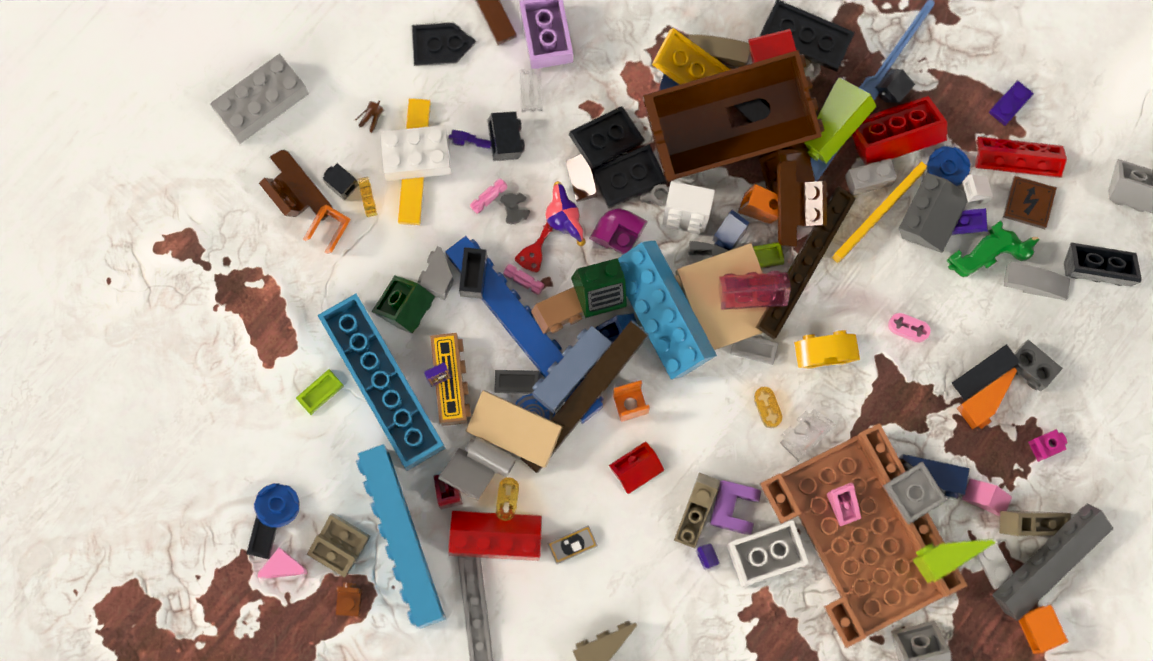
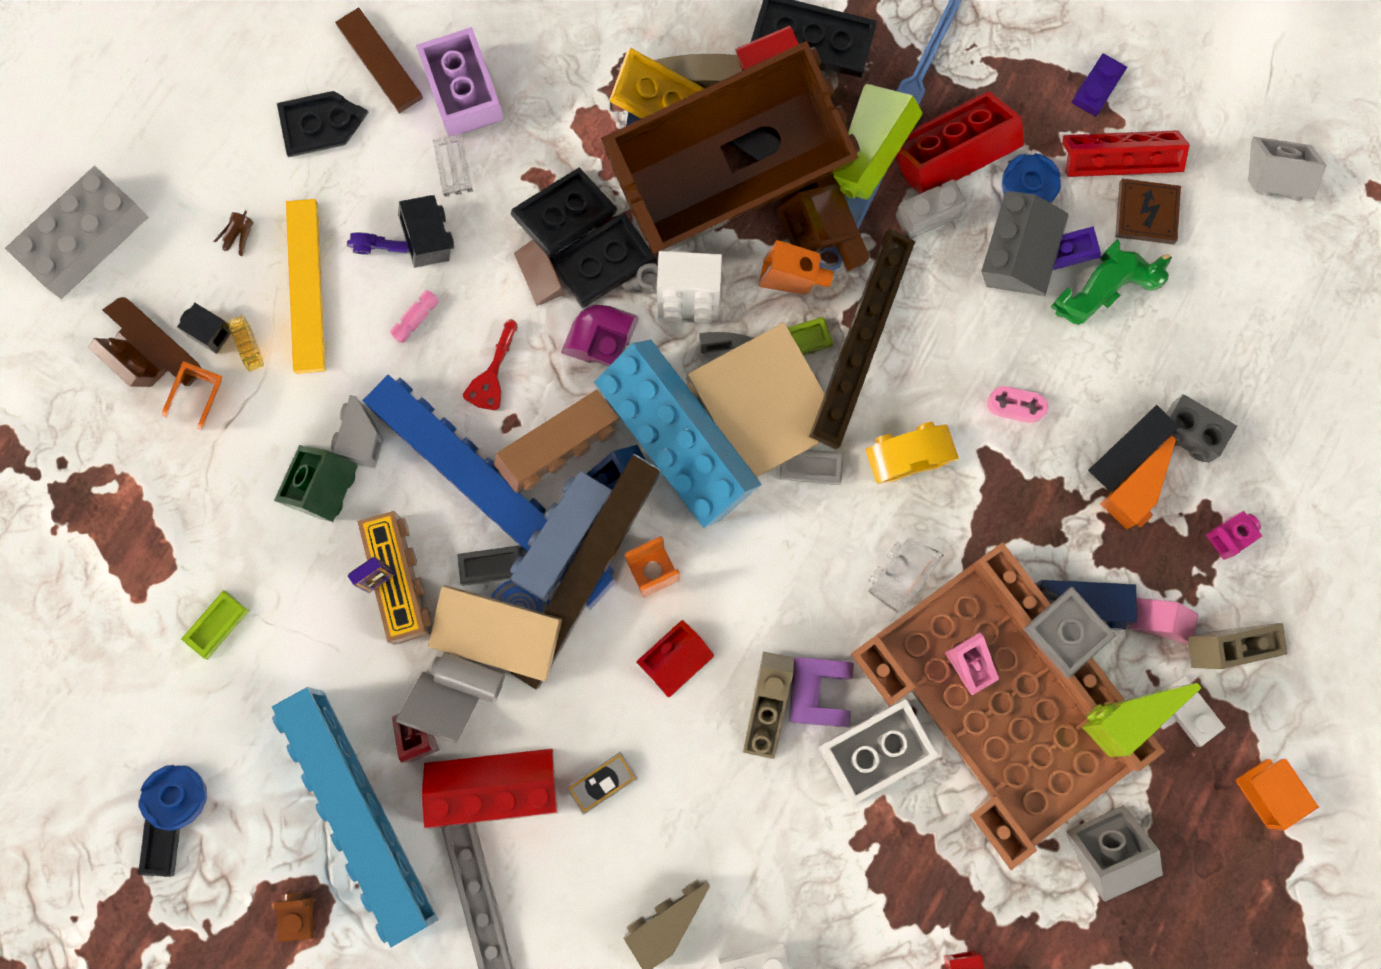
camera: 10 degrees left, 0 degrees up
(281, 565) = (190, 881): bright pink slope -> none
(338, 545) = (269, 839): dark tan slope -> none
(381, 382) = (298, 597): dark azure brick -> none
(415, 153) = (302, 272): white brick -> none
(473, 273) = (402, 423): black piece -> none
(502, 498) = (492, 733): clear yellow beam -> none
(513, 214) = (452, 336): dark grey piece -> none
(523, 279) = (479, 422): bright pink axle -> none
(564, 214) = (521, 324): piece -> none
(600, 287) = (584, 415): dark green slope -> none
(707, 556) = (794, 768): dark purple slope -> none
(731, 231) = (753, 310): slope -> none
(754, 290) = (799, 385): clear pink slope -> none
(772, 405) = (849, 540): clear yellow beam -> none
(798, 204) = (839, 258): reddish brown plate -> none
(879, 212) = (950, 255): yellow tile -> none
(894, 86) = (942, 84): black brick -> none
(977, 188) = (1077, 202): white slope -> none
(1036, 281) = (1177, 314): light grey slope -> none
(1052, 561) = (1273, 696): dark grey brick -> none
(1102, 265) = (1264, 278): black slope -> none

